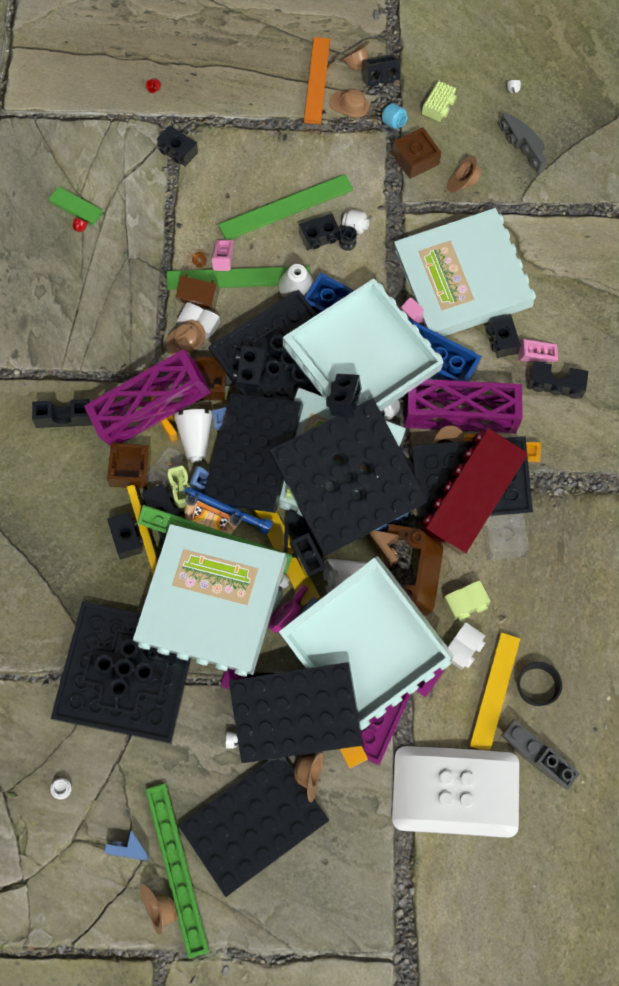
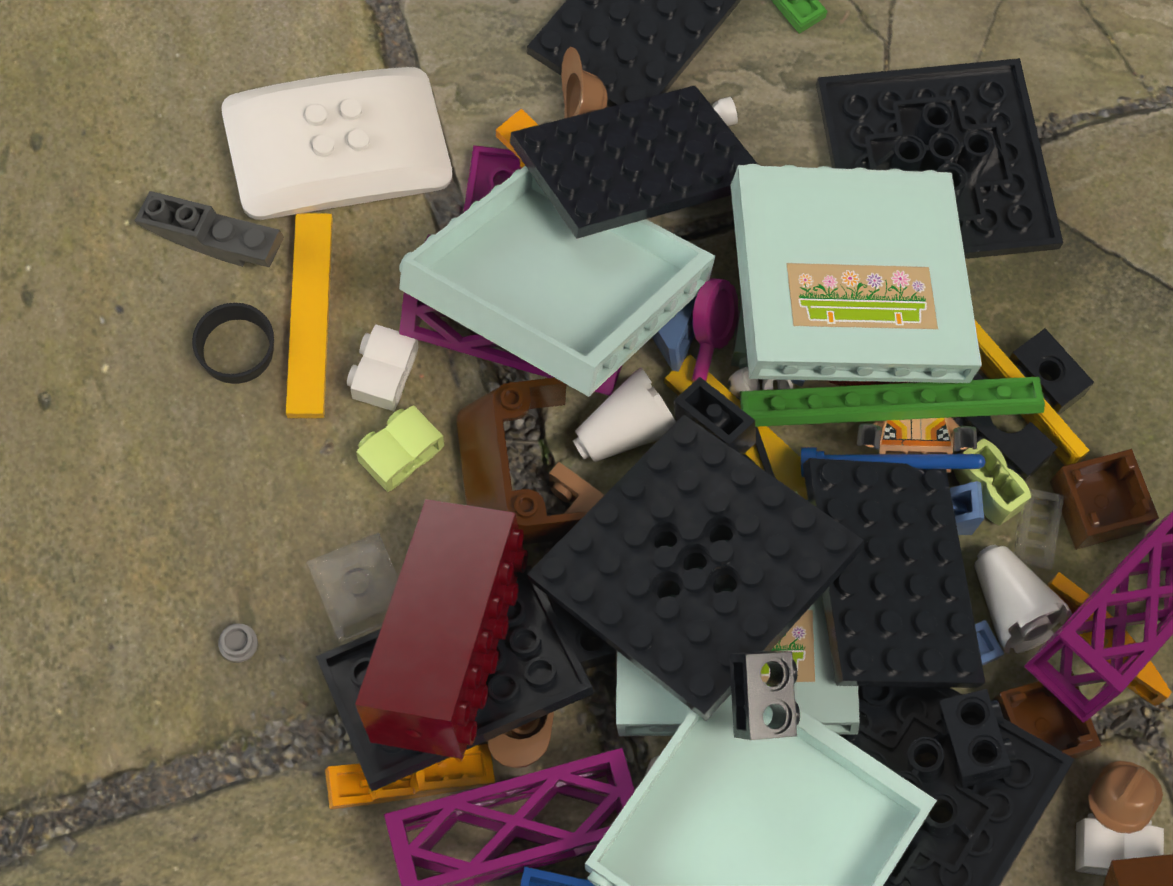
camera: 160 degrees right, 0 degrees up
(568, 532) = (238, 643): none -> light grey plate

